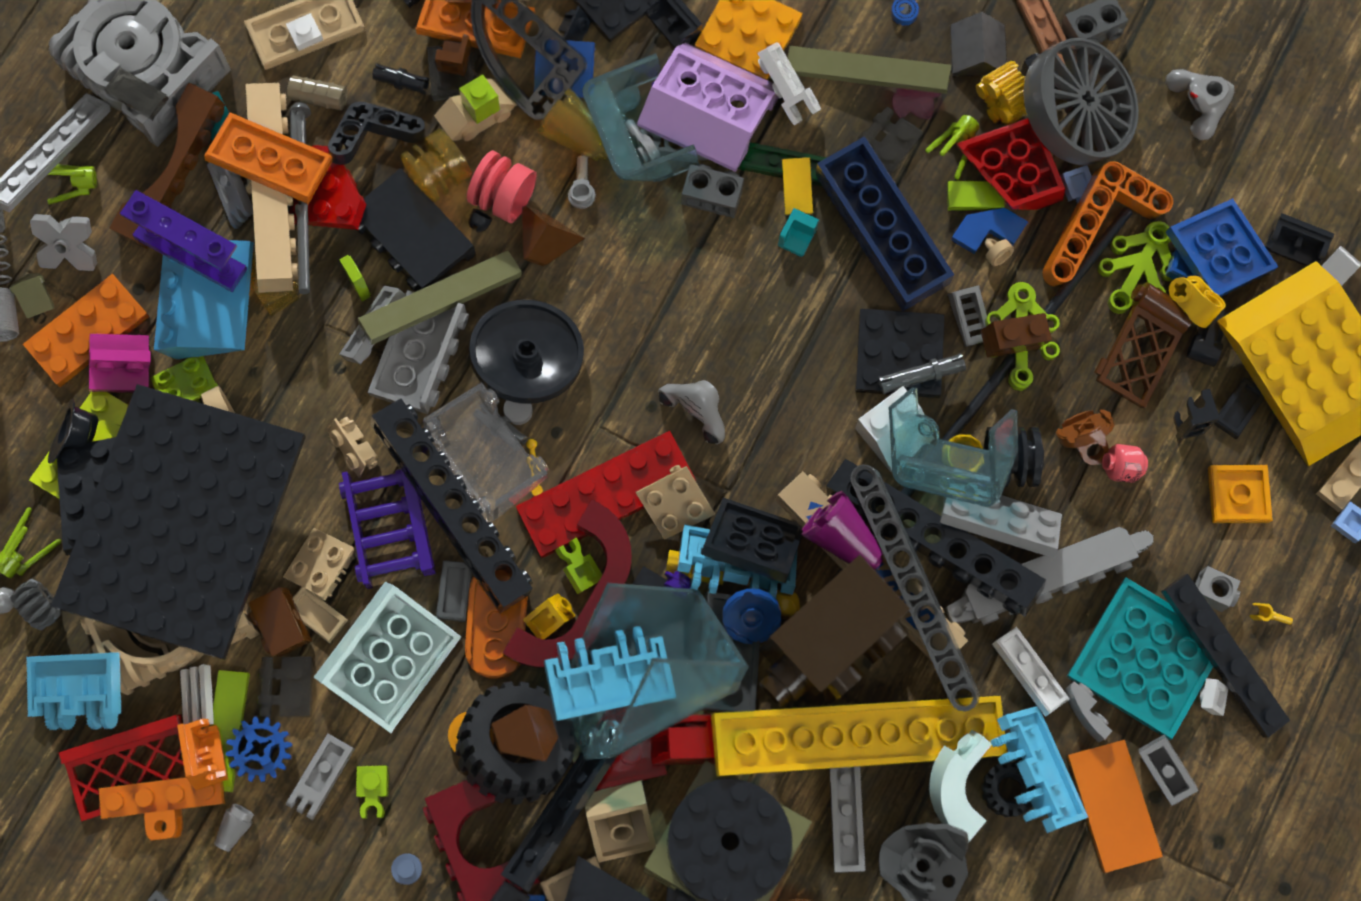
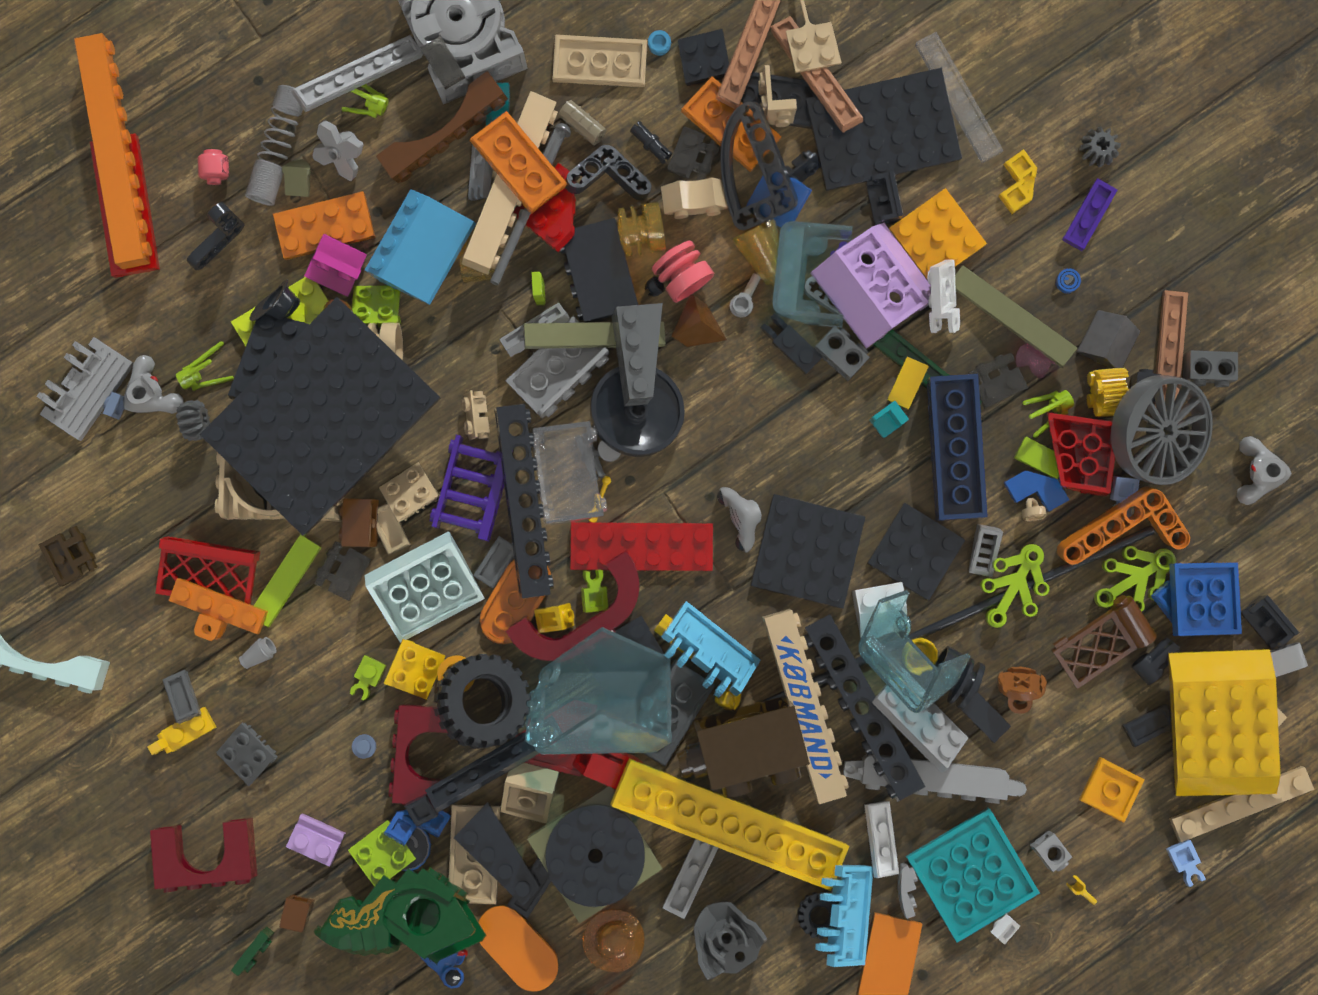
camera: 30 degrees right, 10 degrees up
(74, 686) = (191, 498): medium azure hinge -> none
(184, 241) = (422, 202): dark purple fence -> none
(193, 696) = (273, 544): white tile -> none
(202, 753) = (259, 592): orange hinge -> none
(252, 738) = (302, 619): blue gear -> none
(304, 32) = (596, 67): white plate -> none
(320, 775) = (336, 648): light grey hinge -> none
(421, 752) = (414, 669): none -> yellow hinge
(454, 56) = (699, 146): reddish brown panel -> none
(479, 99) = (699, 195): lime brick -> none
(493, 285) = (637, 343): none -> dark grey wedge
(526, 733) = (490, 705): reddish brown slope -> none
(605, 683) = (568, 694): medium azure hinge -> none
(647, 149) = (808, 297): light grey plate -> none
(656, 208) = (792, 345): none -> black hinge
(675, 502) = (688, 581): tan hinge -> none
(677, 580) = (658, 643): dark purple plate -> none
(751, 616) = (698, 697): blue tile -> none
(753, 540) = (729, 641): black plate -> none
(786, 410) = (808, 551): none -> black plate
(842, 532) = (795, 674): magenta cone -> none
(925, 597) = (821, 750): dark grey beam -> none
(931, 371) = (922, 579): dark grey pin -> none
(949, 781) = (775, 892): light aqua arch -> none
(1016, 335) = (1008, 587): reddish brown brick -> none
(1067, 486) = (986, 718): none -> black tile
(1125, 463) = (1037, 724): coral head -> none
(1168, 770) = (940, 963): light grey brick -> none
(1196, 299) = (1163, 632): yellow piece -> none
(1201, 417) = (1114, 719): black hinge -> none
(1225, 656) = (1030, 904): black plate -> none

